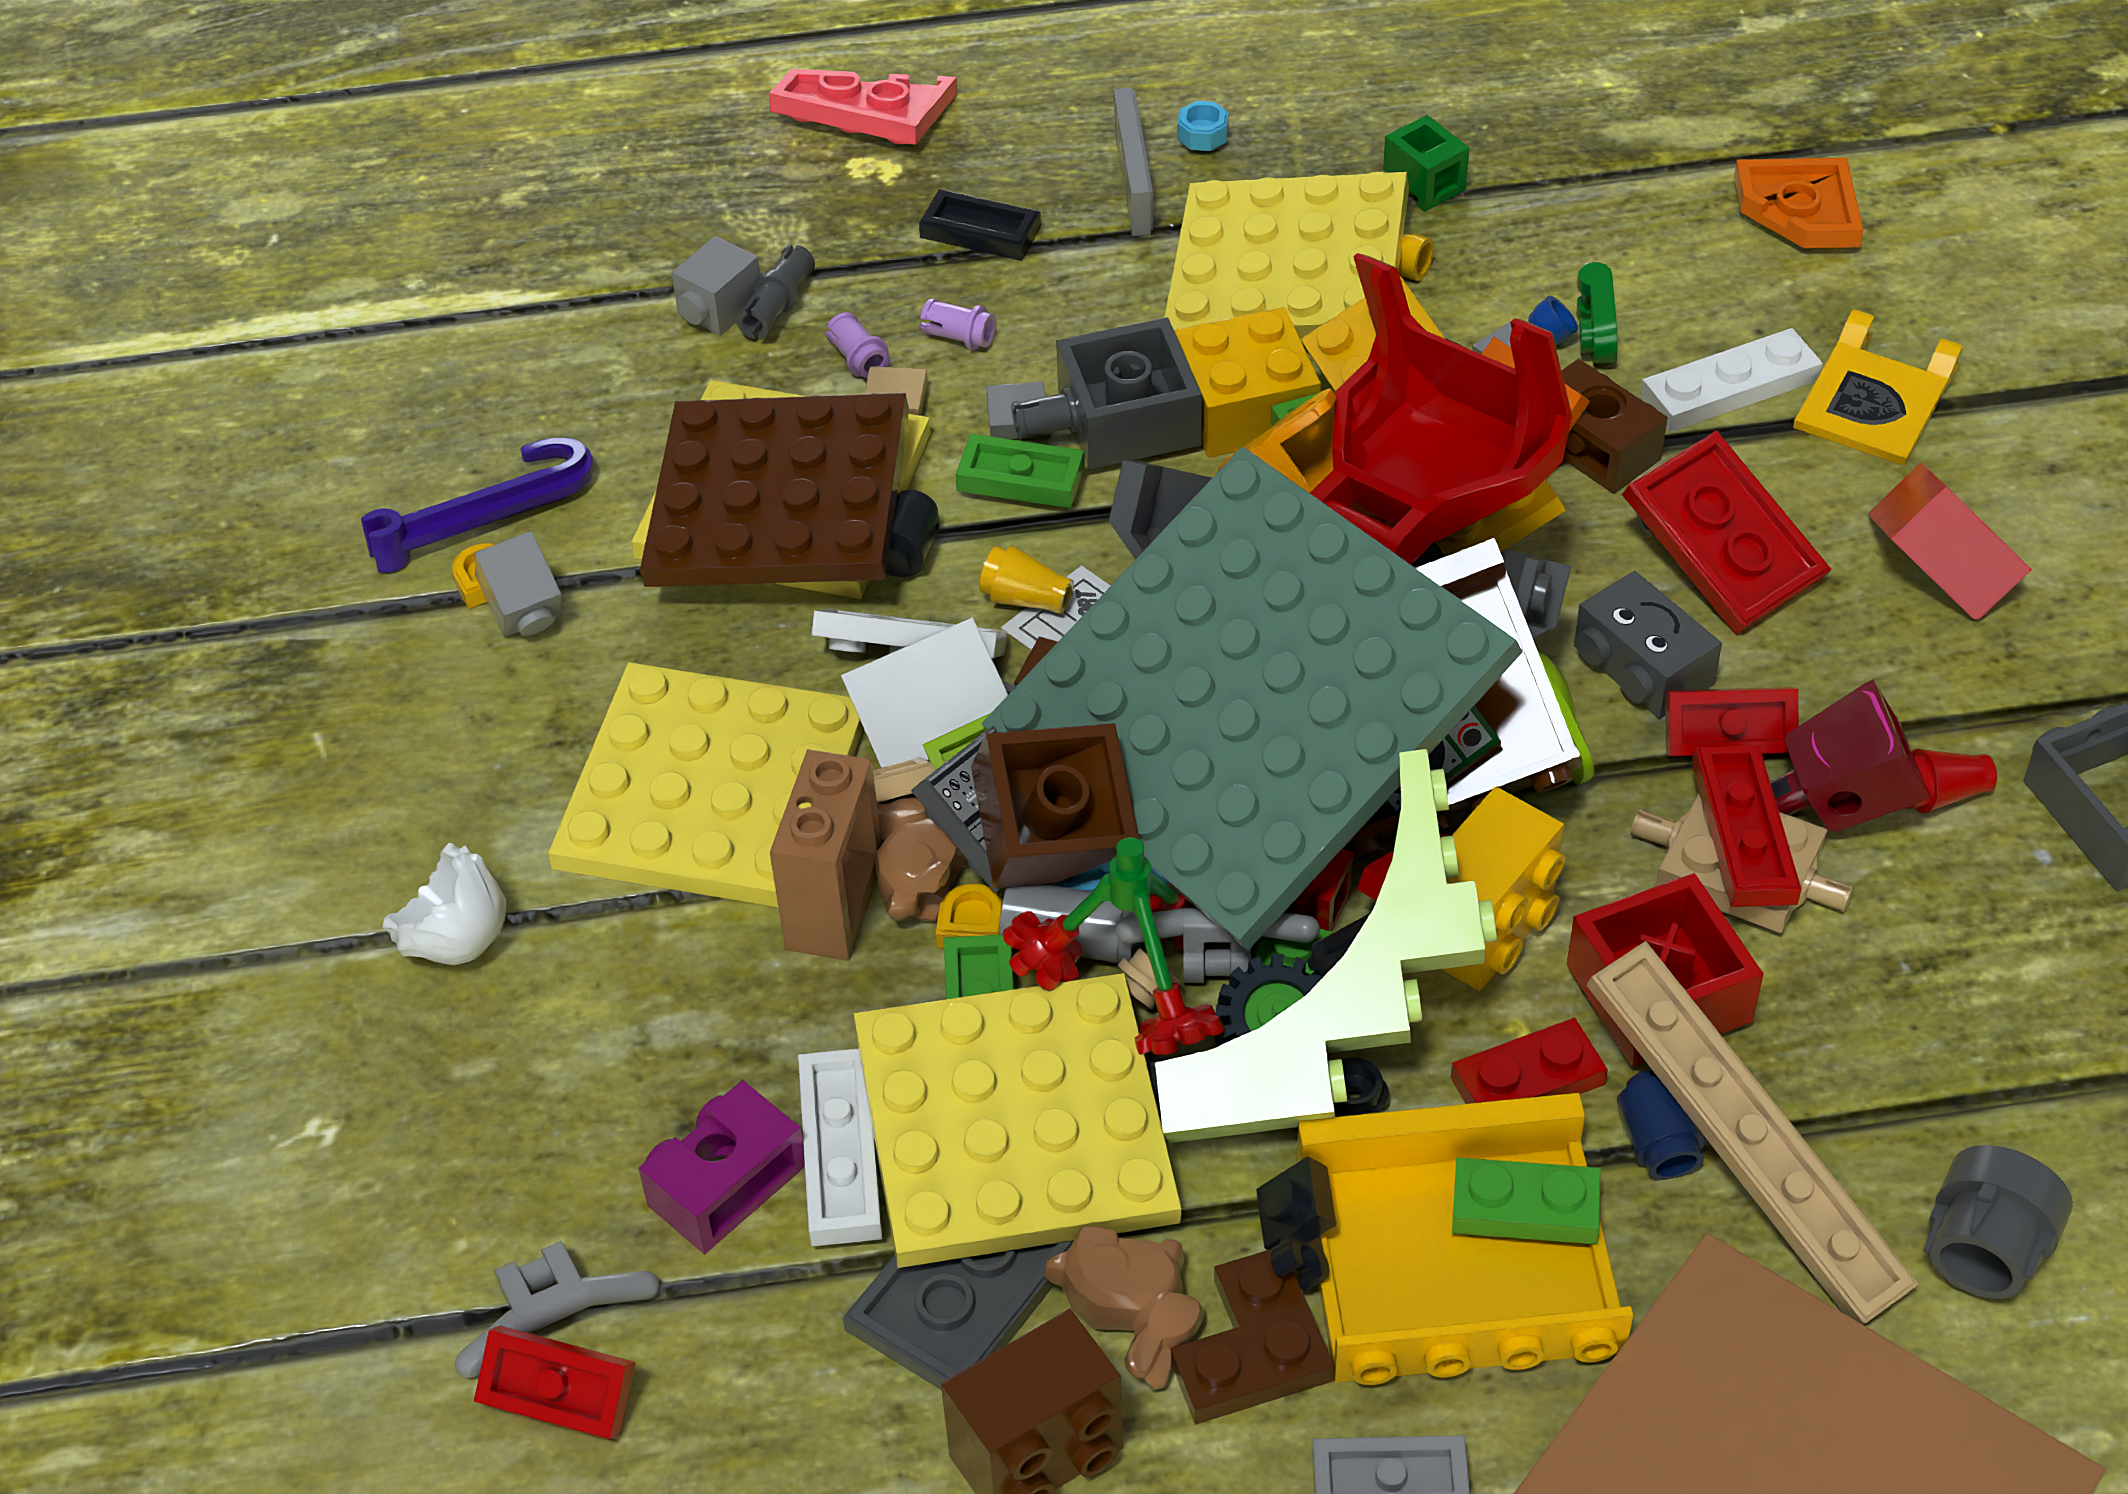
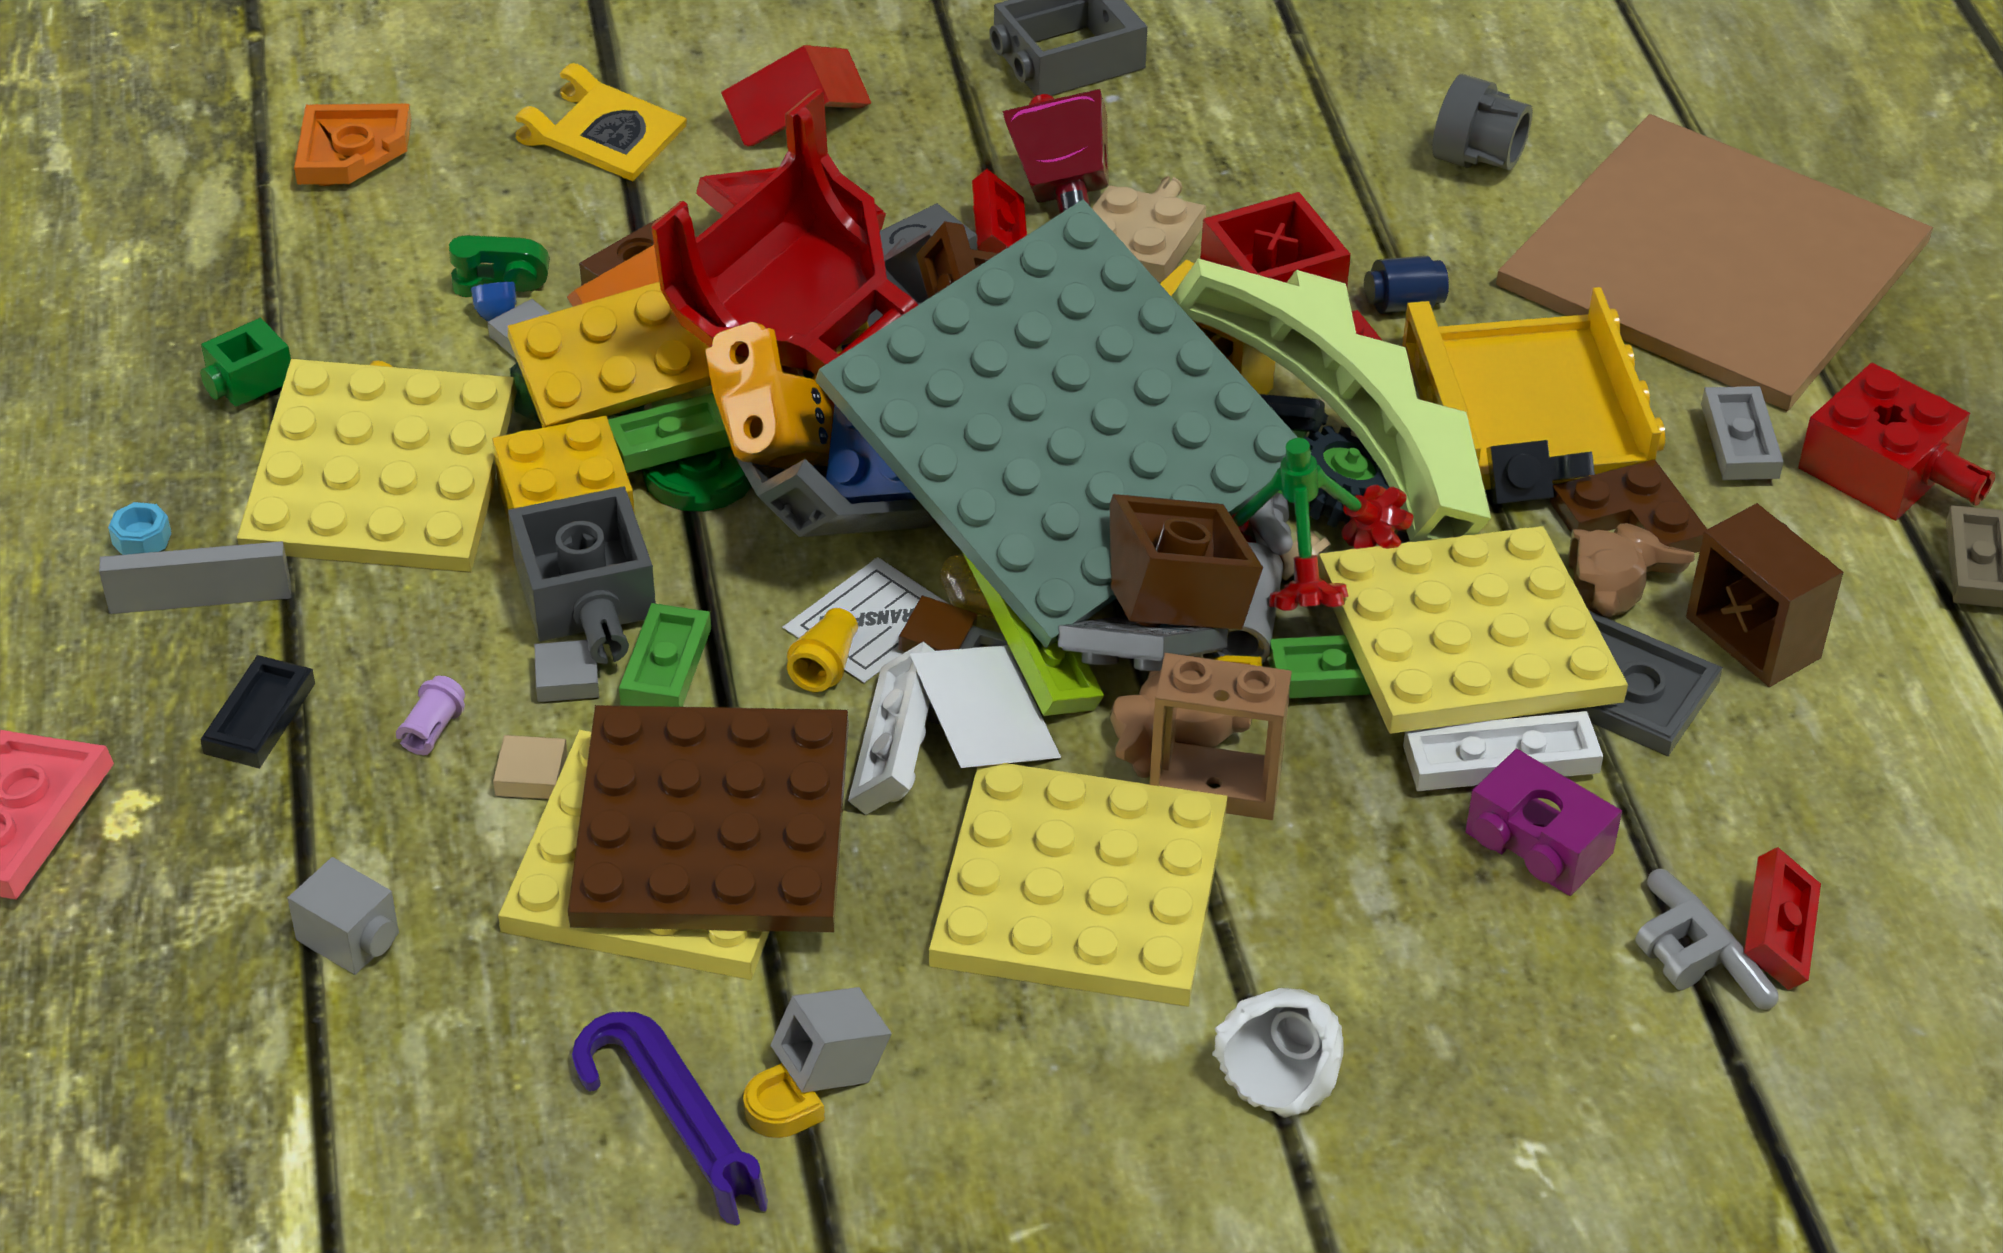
camera: 95 degrees left, 5 degrees down
(775, 291) = (387, 871): dark grey pin -> none
(856, 344) = (456, 795): lavender pin -> none
(900, 778) = (1086, 726): tan tile -> none
(1526, 1200) = (1494, 350): bright green plate -> none
(1732, 379) = (574, 201): white plate -> none
(1746, 826) = (1140, 205): red tile -> none
(1752, 1135) = (1425, 223): tan tile -> none

